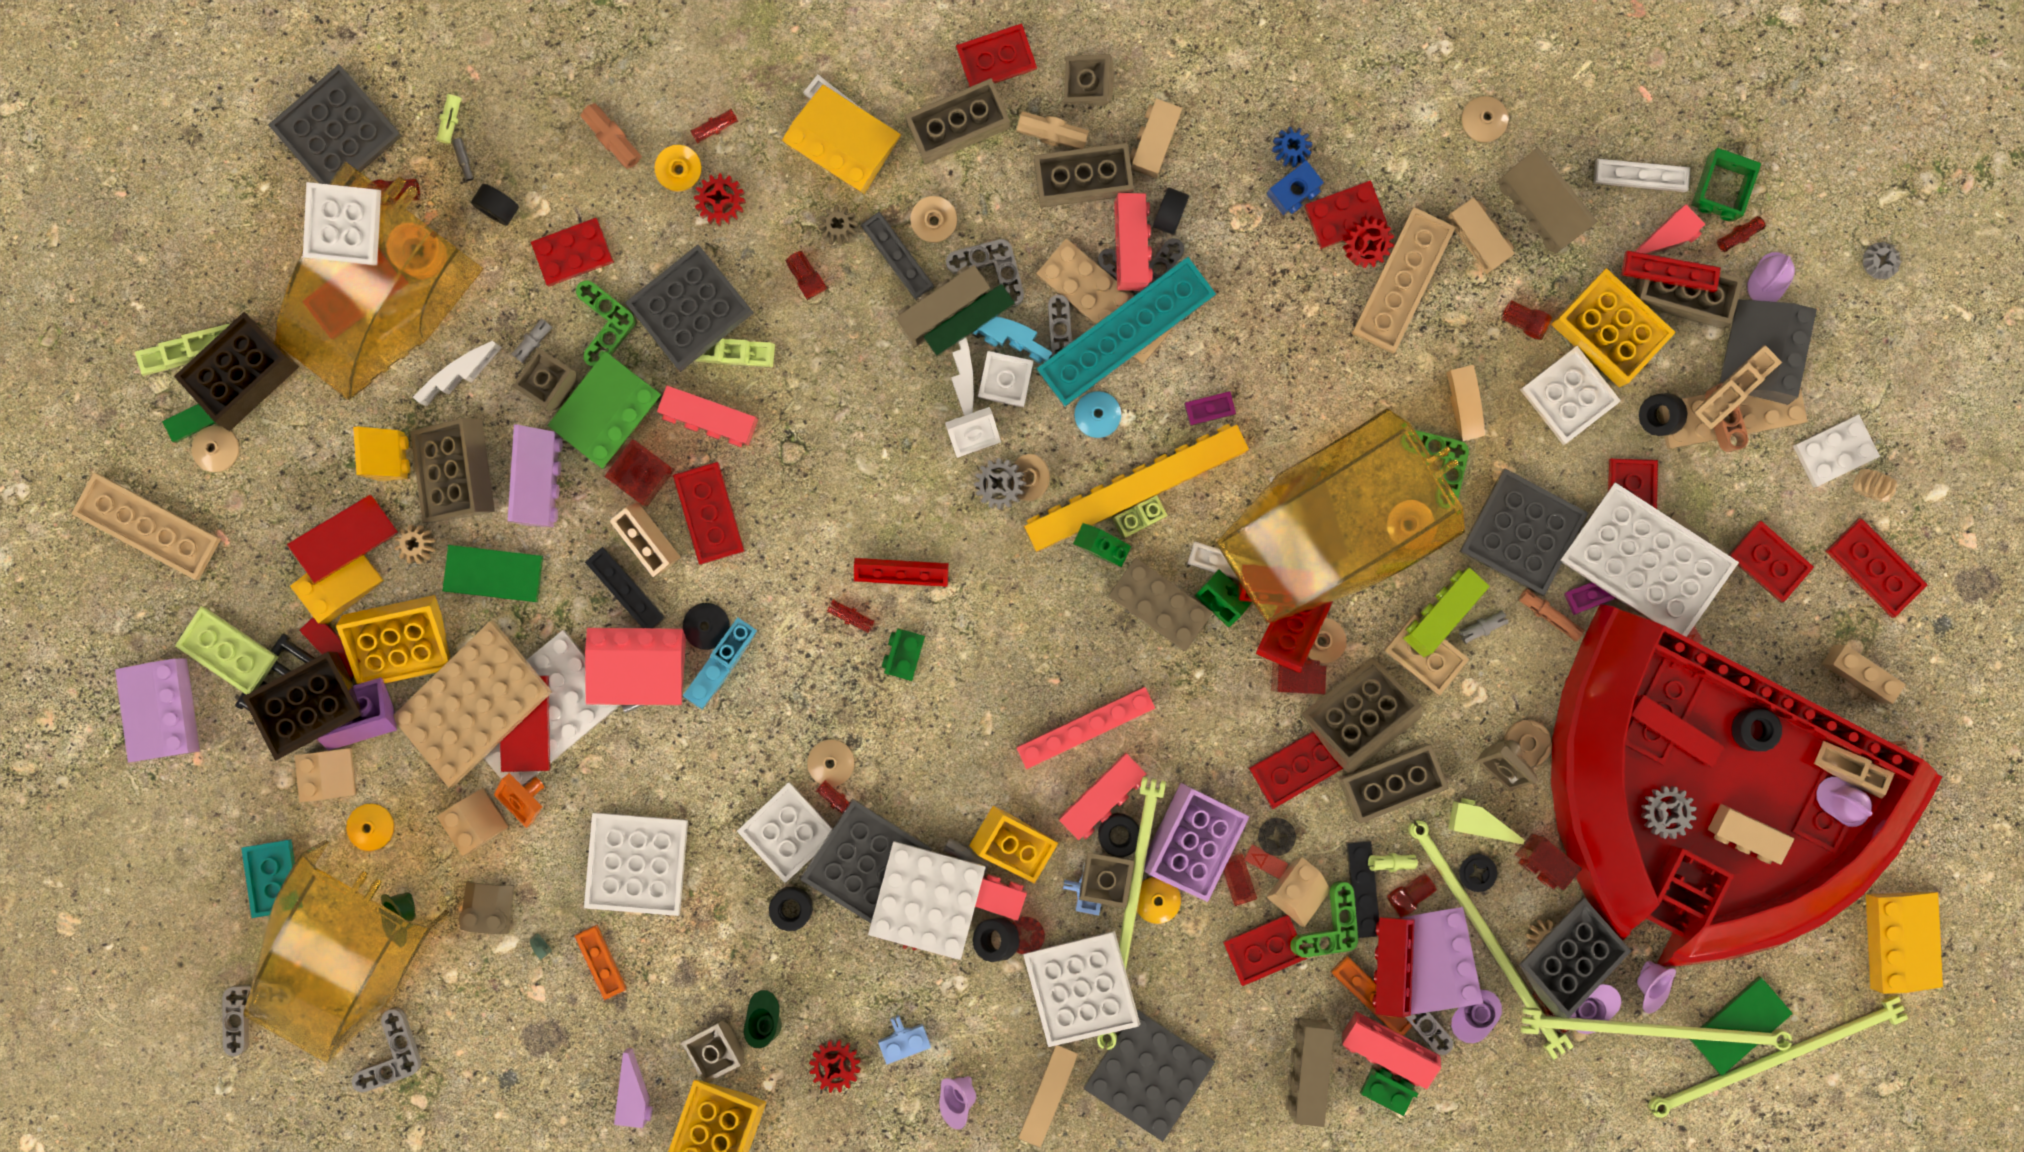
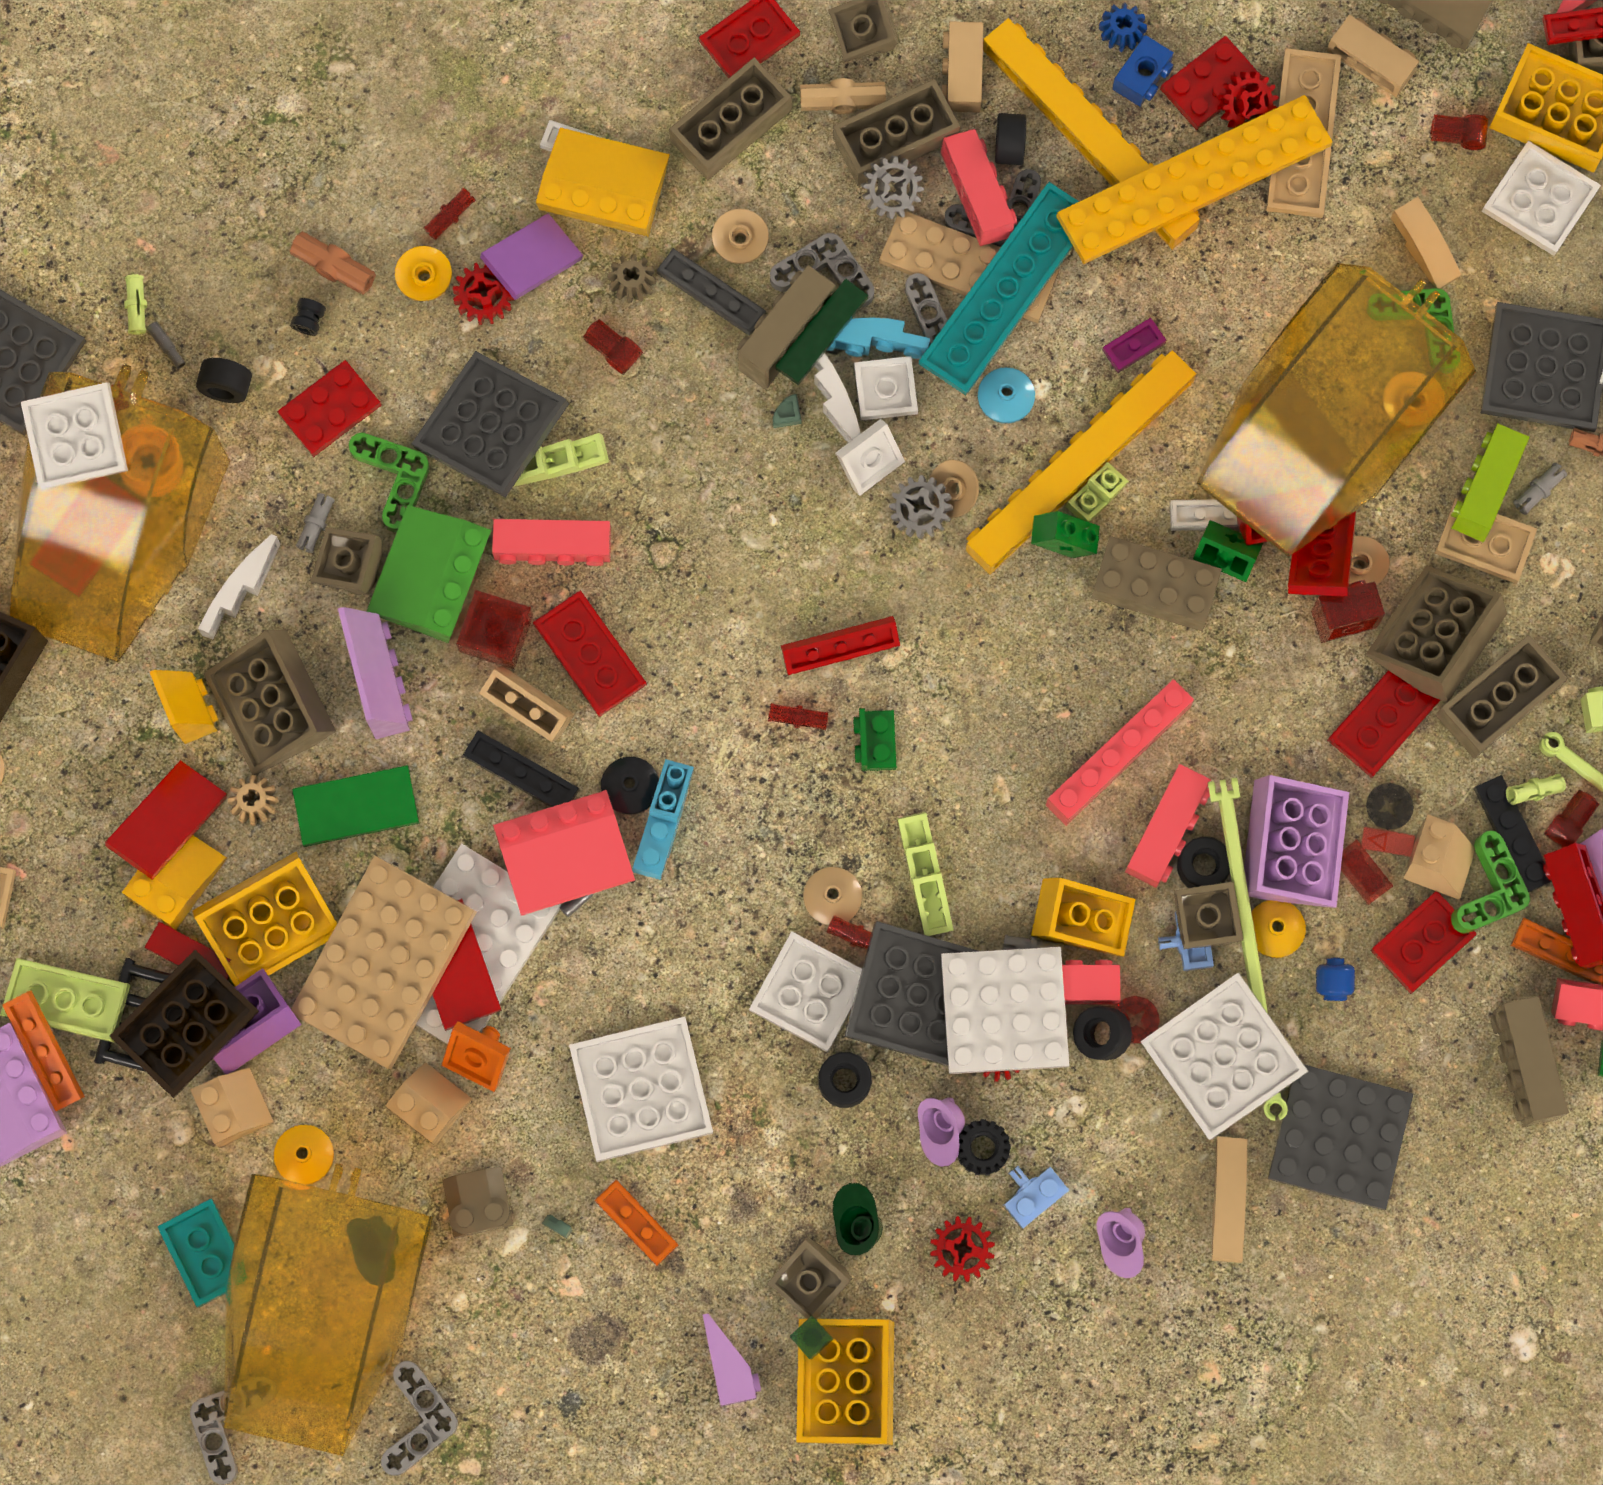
camera: 15 degrees left, 10 degrees down
(196, 686) = (43, 1050): none -> orange plate
(577, 173) = (308, 316): none -> black wheel
(696, 1100) = (811, 1337): none -> clear green plate
(765, 182) = (531, 256): none -> medium lavender tile
(849, 970) = (940, 1129): none -> lavender piece
(877, 1008) = (999, 1138): none -> black tyre
(905, 771) = (925, 874): none -> yellowish green slope
(923, 372) = (787, 413): none -> sand green tile
(1055, 223) = (883, 194): none -> light grey gear
(1187, 957) = (1335, 979): none -> blue head
(1235, 225) = (1073, 114): none -> yellow brick
(1303, 292) = (1194, 179): none -> yellow plate

